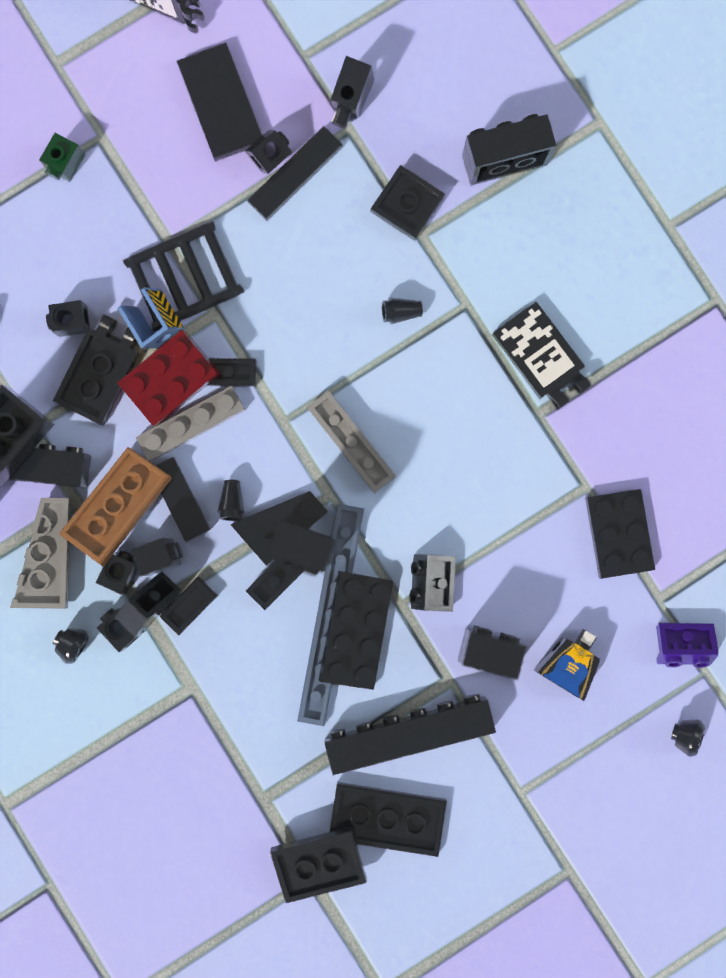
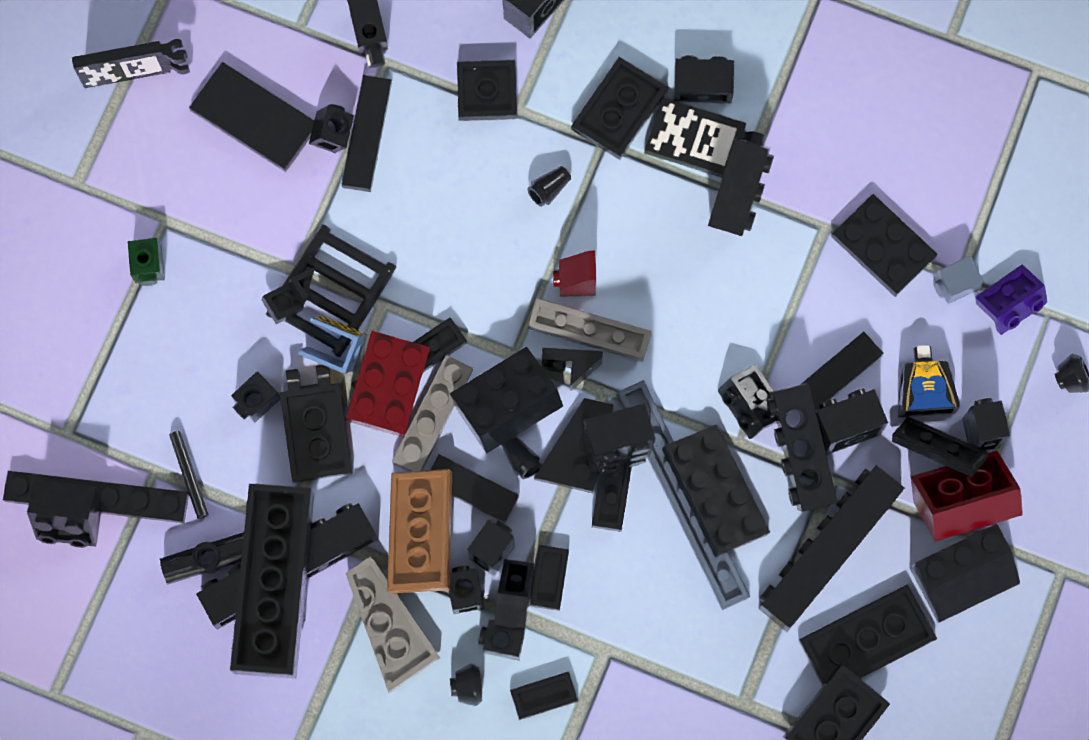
camera: 35 degrees left, 10 degrees down
(122, 689) = (544, 695): none -> black tile
(146, 261) = (289, 298): none -> black slope
(248, 452) = (506, 399): none -> black brick
(325, 463) = (580, 361): none -> black slope
(370, 394) = (576, 275): none -> dark red slope
(432, 687) = (822, 490): none -> black brick
(496, 824) = (966, 573): none -> black slope
(497, 286) = (619, 108): none -> black plate
(515, 605) = (843, 369): none -> black tile
(538, 773) = (958, 504): none -> dark red brick
(542, 415) = (741, 187): none -> black brick
(546, 720) = (939, 446): none -> black tile
(577, 309) = (703, 79): none -> black brick
(592, 729) = (986, 424): none -> black brick
(655, 601) = (958, 280): none -> sand blue brick

